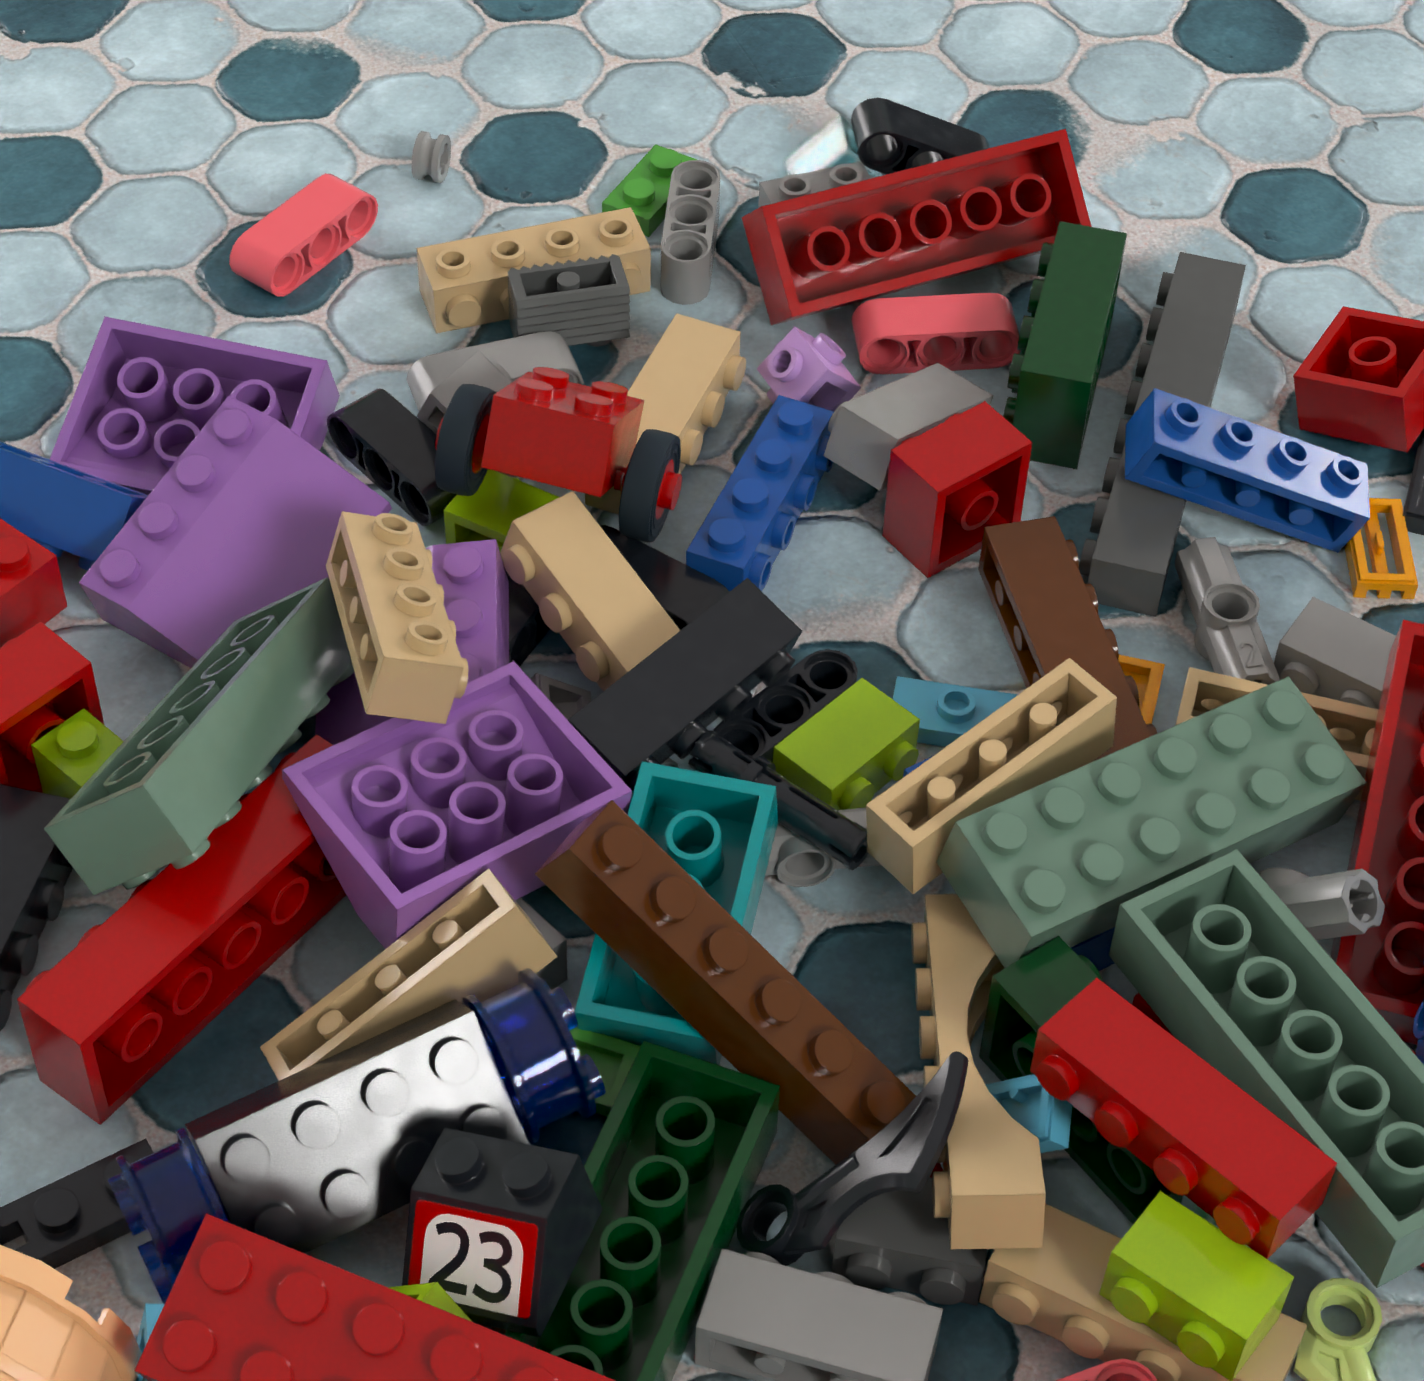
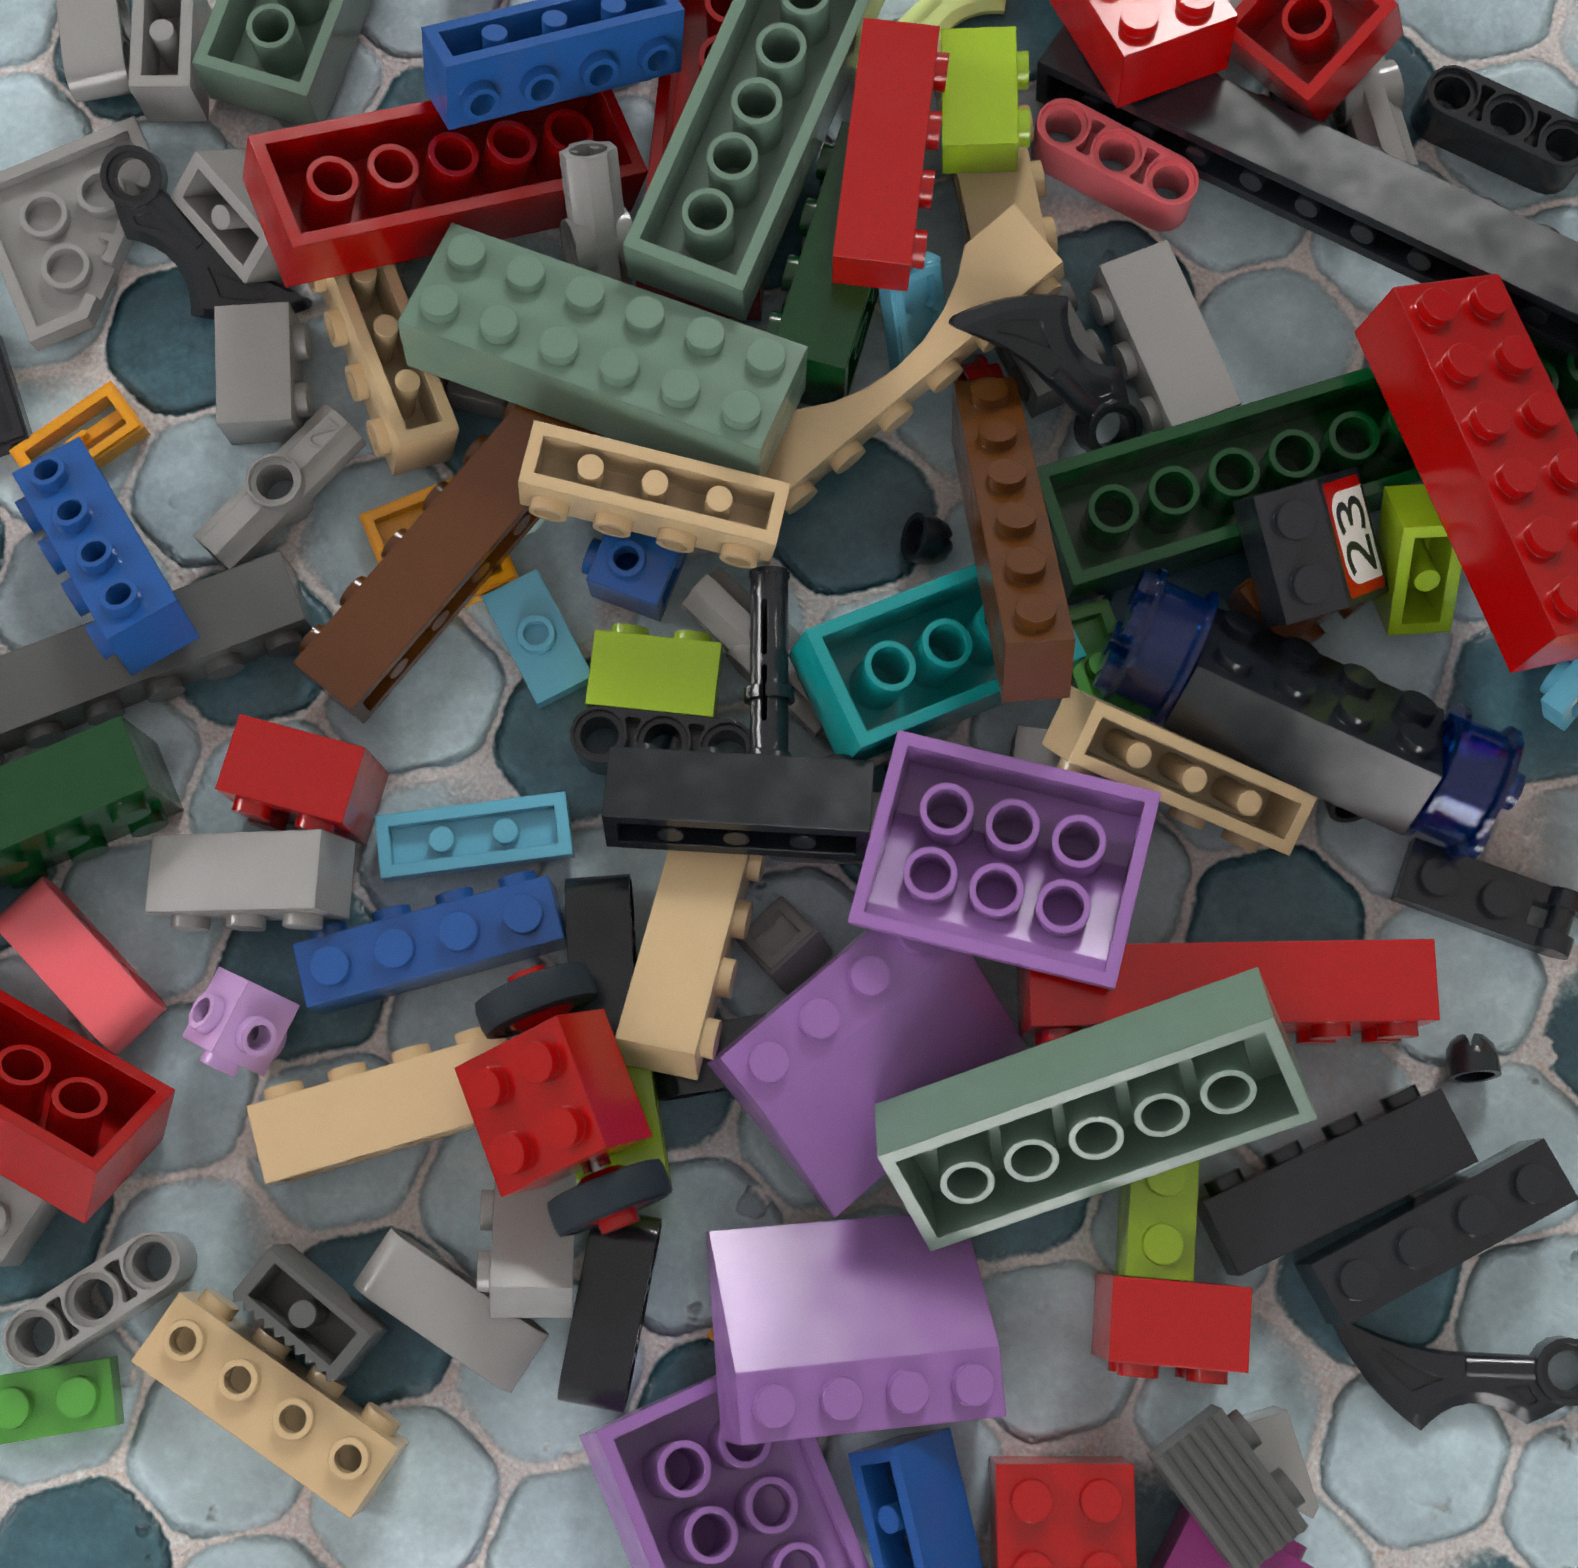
camera: 125 degrees left, 30 degrees up
(395, 619) = (899, 1034): tan brick -> none
(831, 574) = (474, 836): none -> medium azure plate

